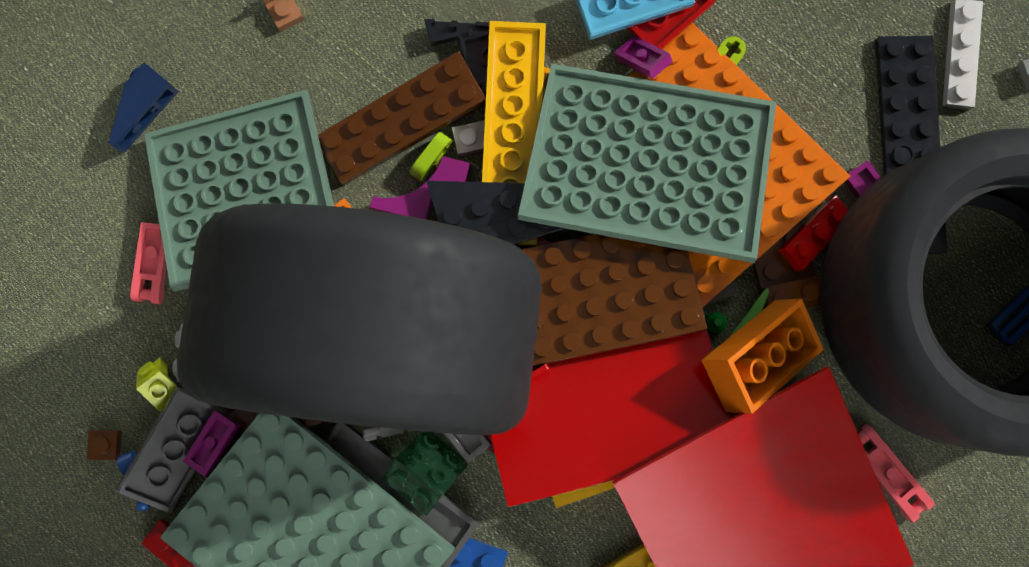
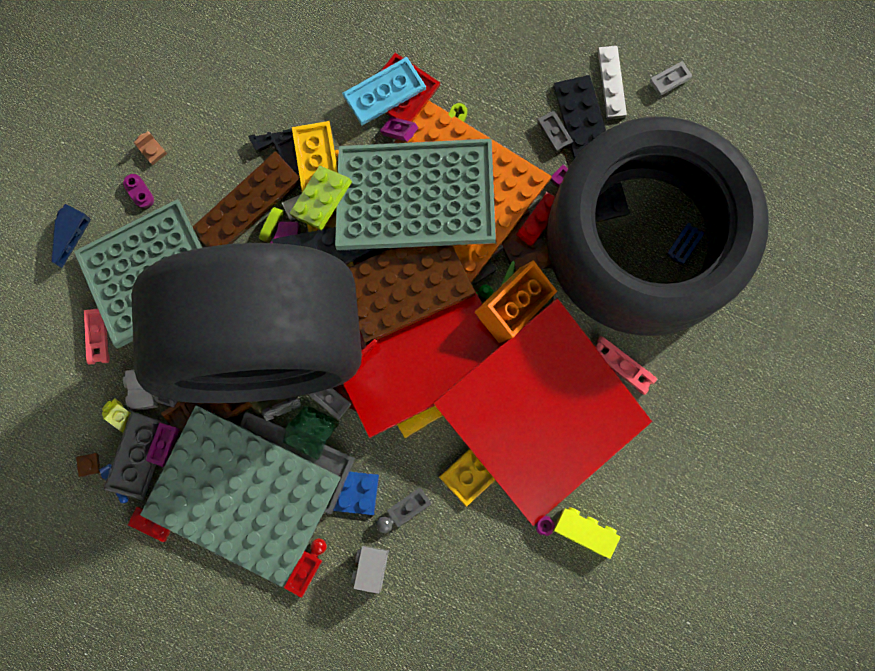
camera: 10 degrees left, 5 degrees down
(253, 63) = (137, 190): none -> magenta plate
(510, 135) = (320, 197): none -> lime plate
(865, 109) = (555, 131): none -> flat silver plate

